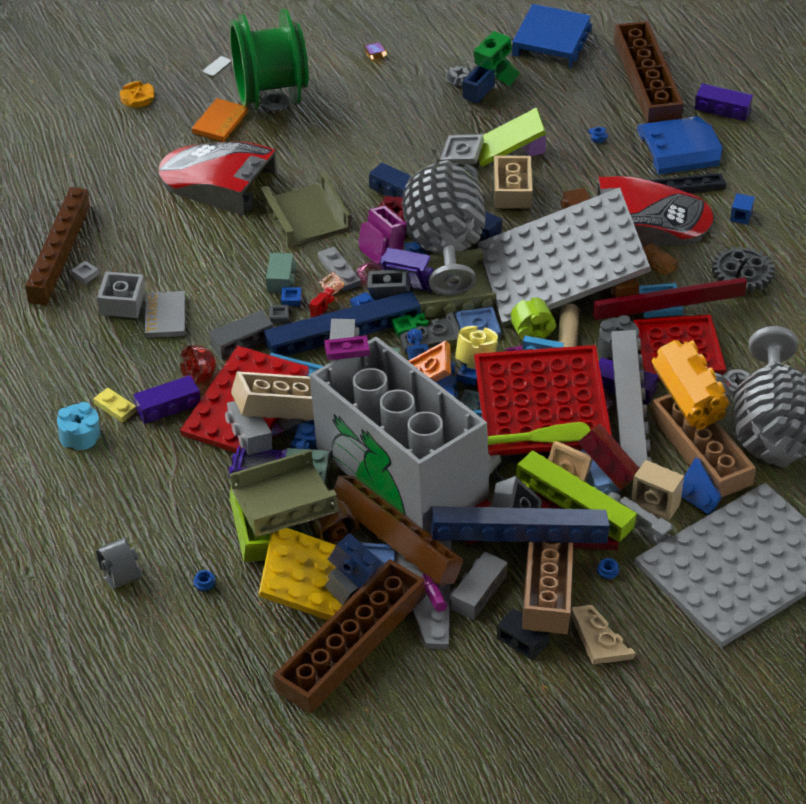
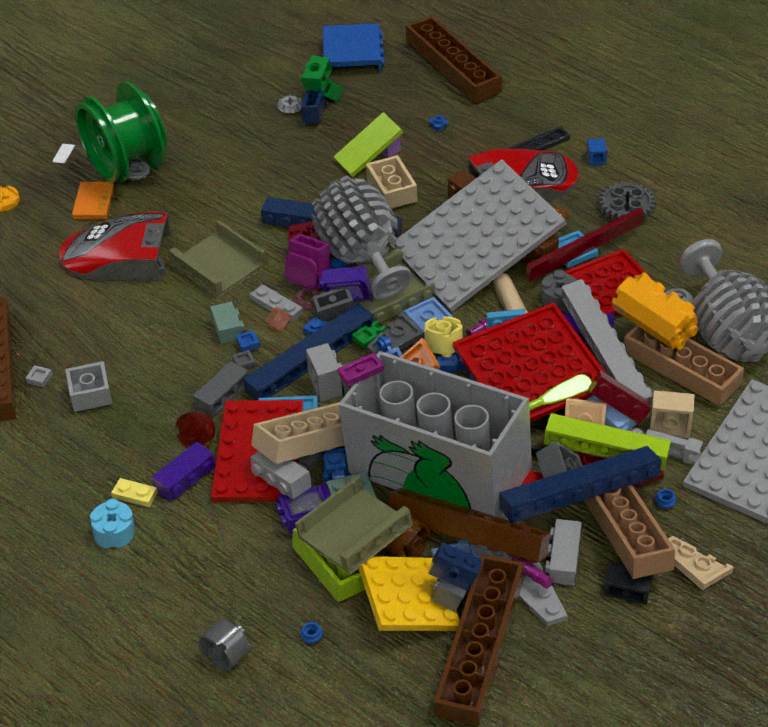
camera: 20 degrees left, 0 degrees up
(165, 314) = (137, 392): light grey tile -> none
(320, 303) = (278, 340): red plate -> none
(375, 50) = (202, 102): tile -> none
(462, 149) = (330, 166): light grey plate -> none
(532, 319) = (479, 297): lime brick -> none
(681, 144) = (513, 111): blue wedge -> none
(699, 488) = (706, 402): blue wing -> none
(723, 102) = (529, 67): dark purple brick -> none

